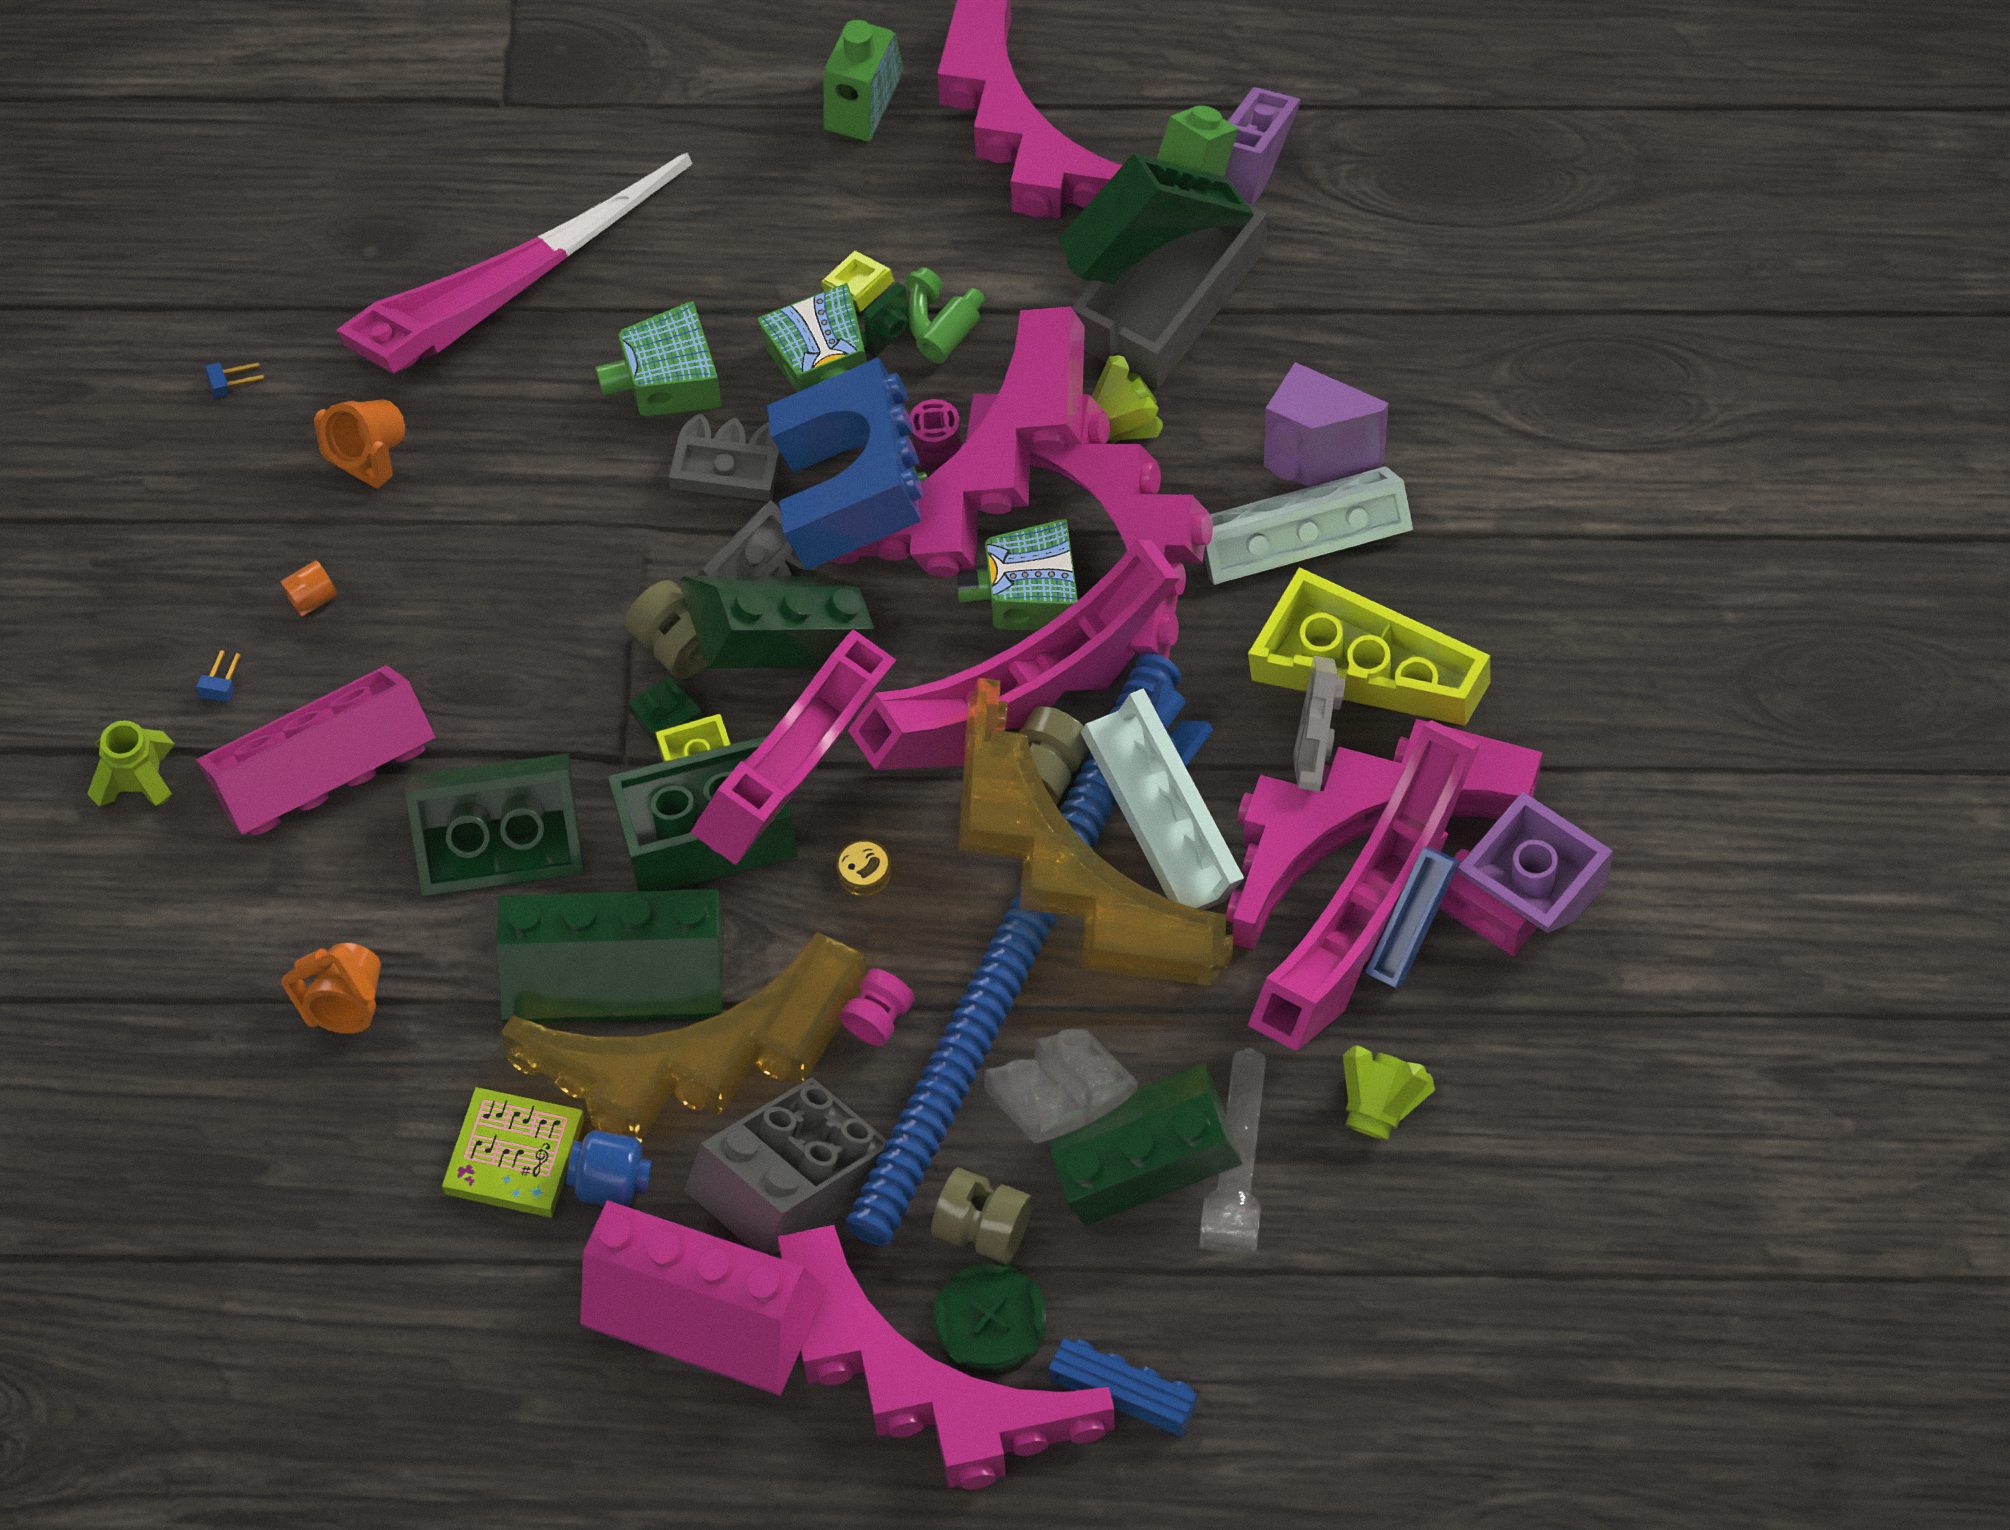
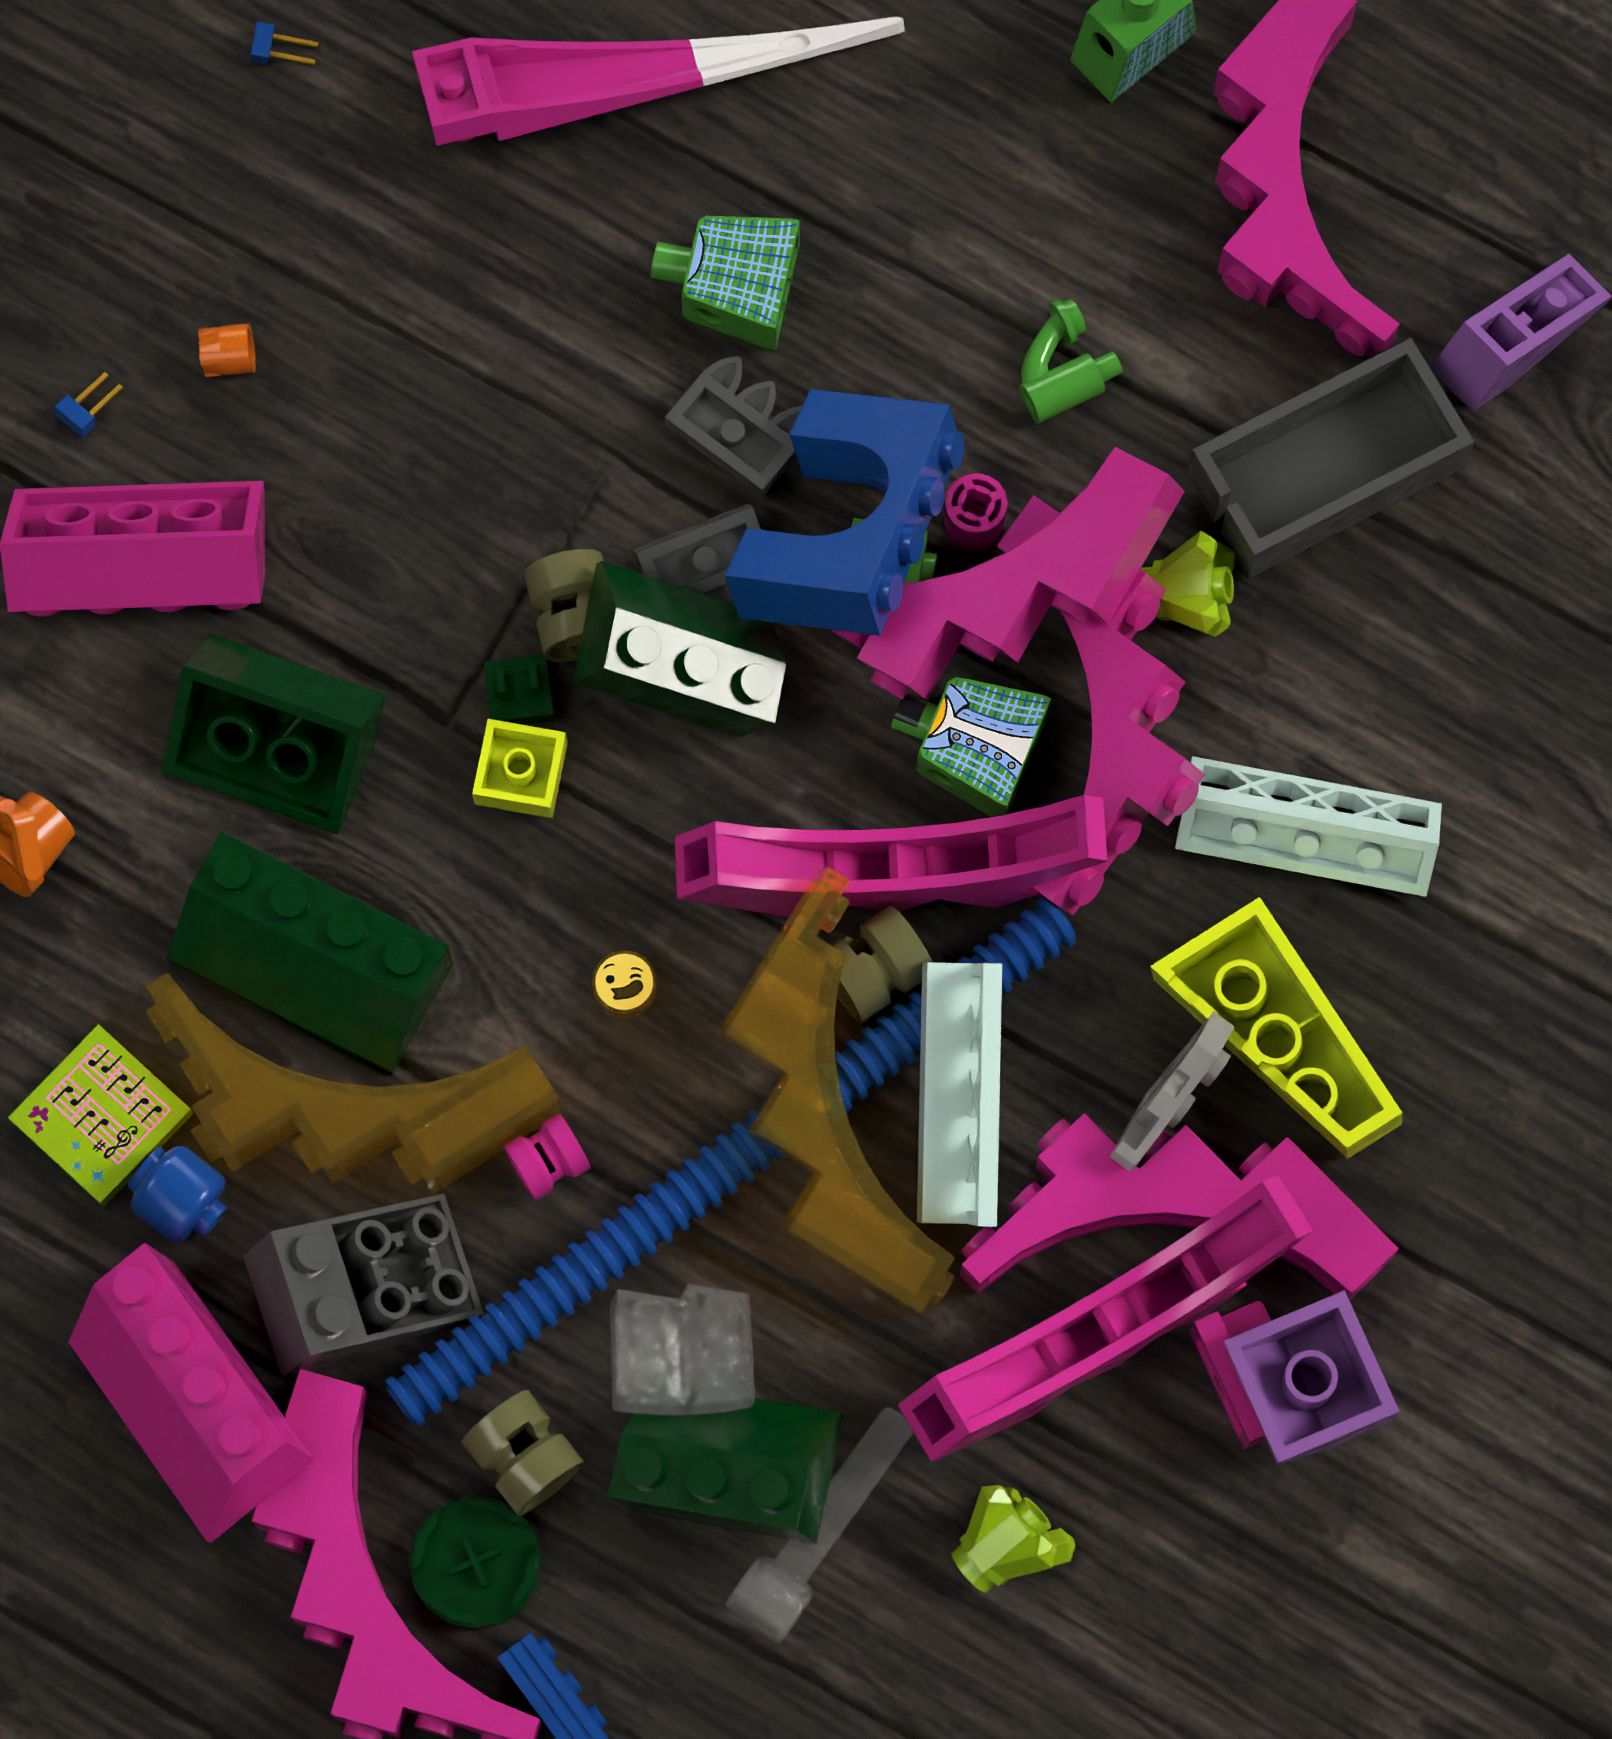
camera: 25 degrees right, 15 degrees up
(360, 438) = (368, 197): orange piece -> none
(663, 804) = (482, 843): dark green slope -> none
(793, 749) = (600, 833): dark pink arch -> none
(814, 337) = (913, 336): torso -> none
(864, 277) = (998, 276): neon yellow tile -> none
(885, 320) = (993, 347): dark green bracket -> none
(1143, 210) = (1332, 387): dark green arch -> none
(1188, 734) = (1036, 1019): blue piece -> none
(1199, 140) = (1434, 328): bright green brick -> none
(1322, 429) = (1385, 734): medium lavender slope -> none
(1412, 916) = (1150, 1364): blue piece -> none

